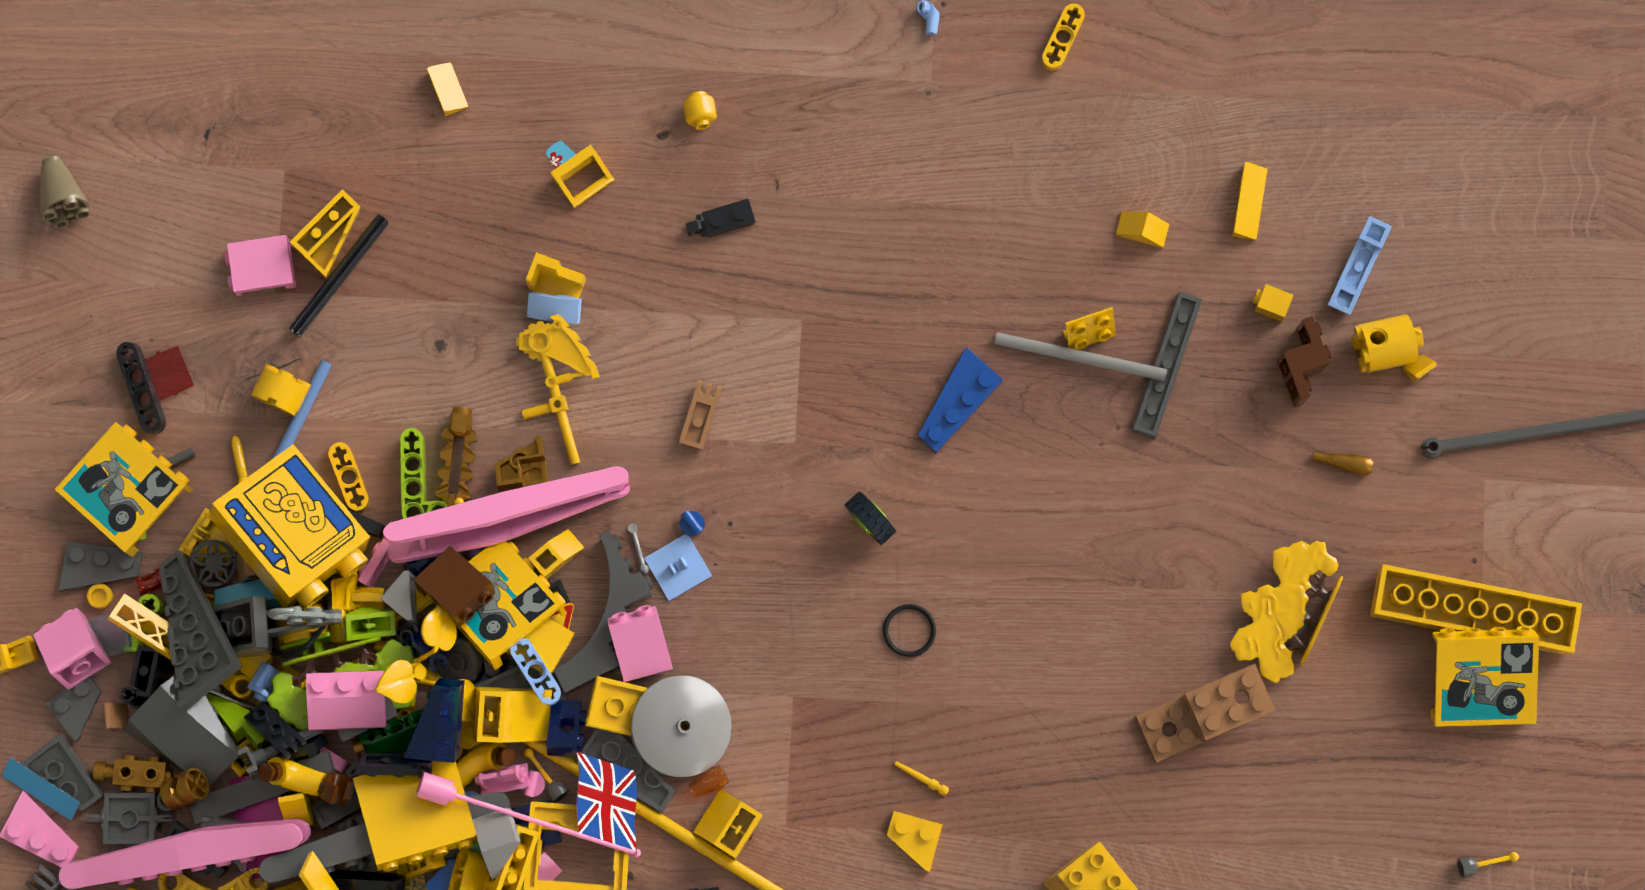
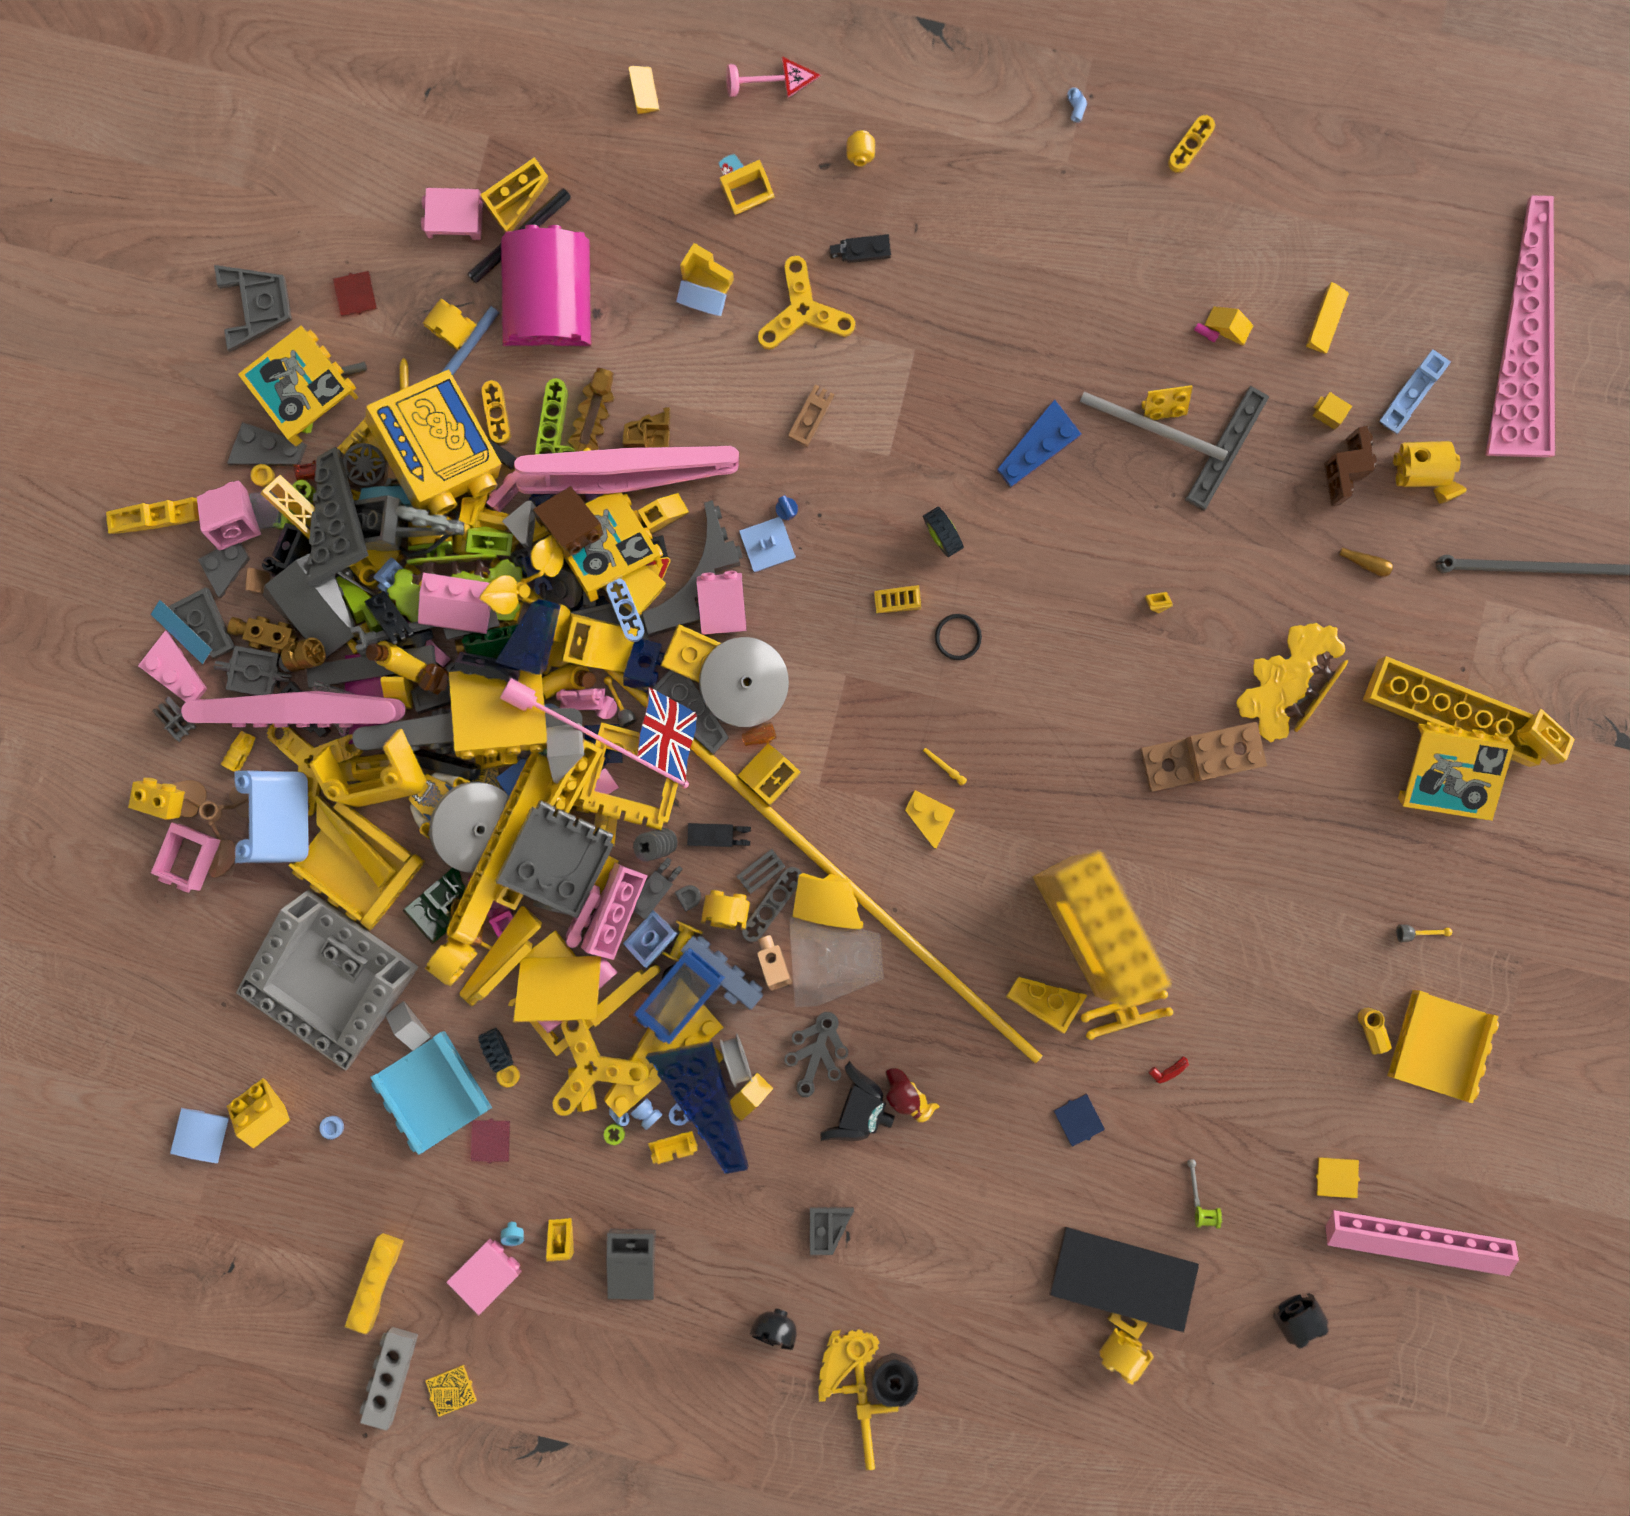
camera: 10 degrees right, 5 degrees up
(60, 194) = (288, 119): dark tan cone -> none
(67, 403) = (263, 302): none -> dark grey wing
(137, 389) = (326, 302): black beam -> none
(379, 330) = (545, 287): none -> dark pink cylinder
(562, 344) = (701, 330): yellow bar -> none
(612, 43) = (794, 75): none -> bright pink piece
(632, 528) = (734, 504): light grey hinge -> none
(657, 313) = (817, 316): none -> yellow piece
(851, 587) = (902, 590): none -> yellow slope
(1123, 549) = (1159, 602): none -> yellow slope
(1125, 243) = (1212, 335): none -> dark pink piece
(1480, 233) = (1525, 387): none -> bright pink wing
(1575, 621) = (1547, 738): none -> yellow slope

